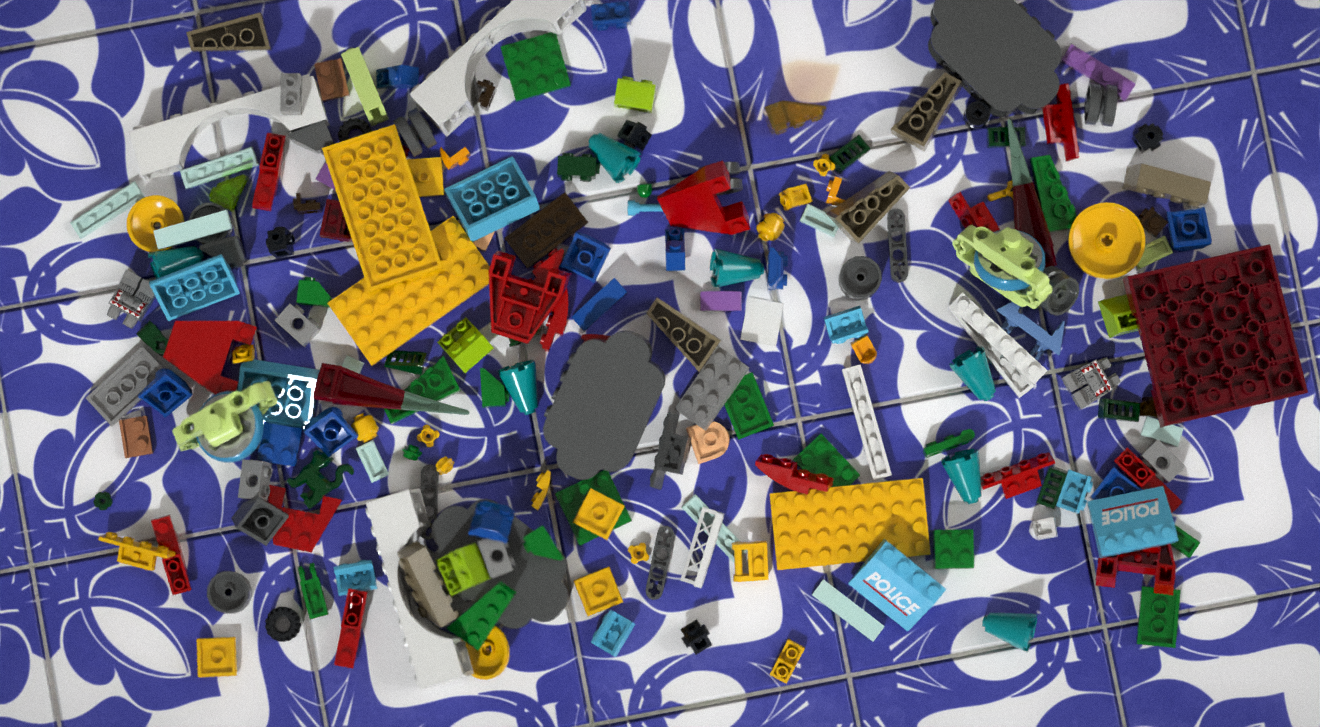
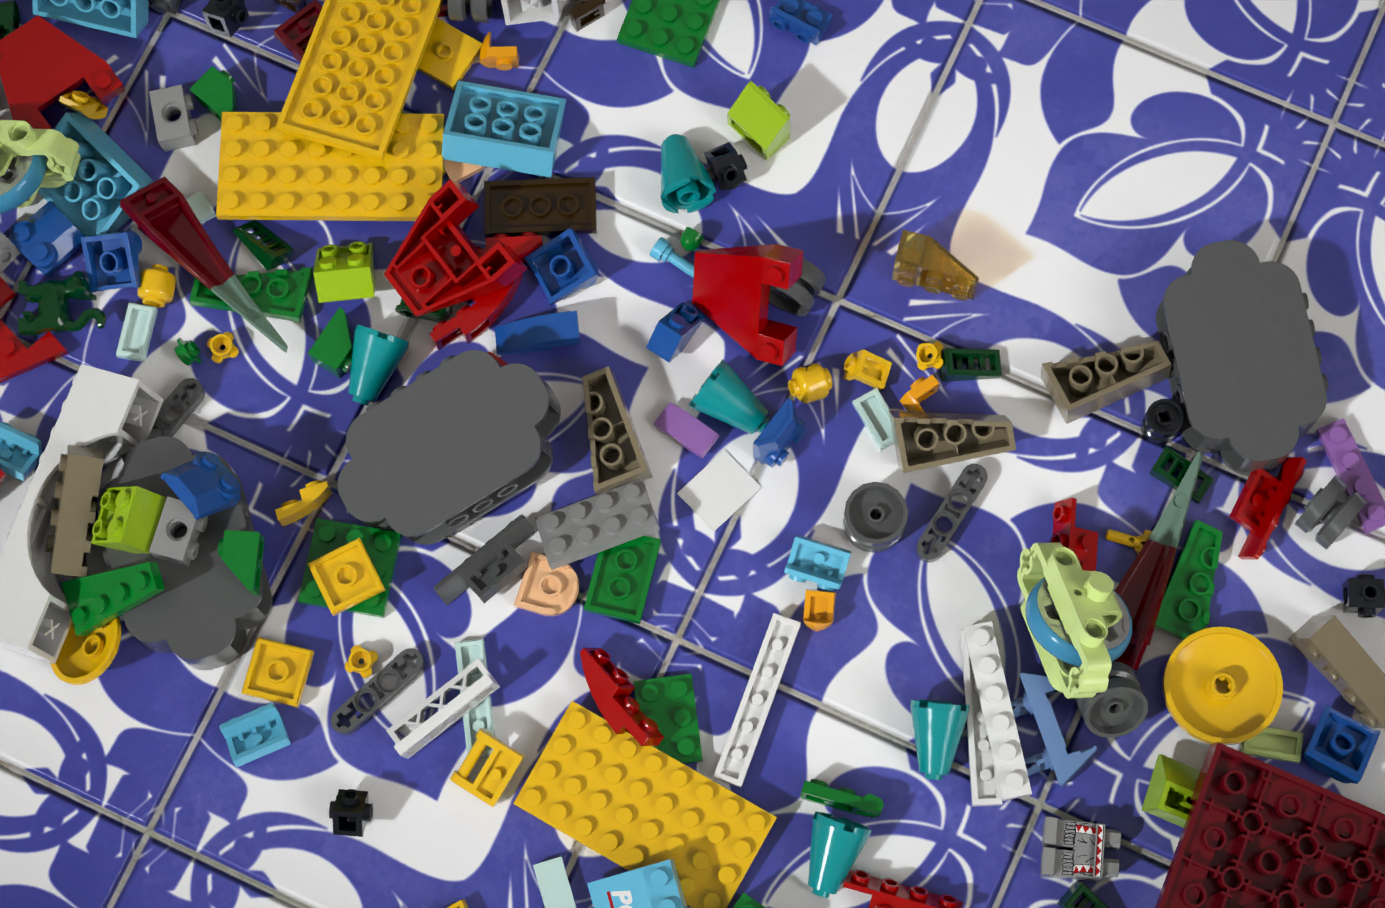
camera: 45 degrees right, 10 degrees down
(444, 465) = (213, 393): yellow plate -> none
(577, 167) = (636, 163): dark green brick -> none
(1152, 221) = (1299, 704): dark brown bracket -> none

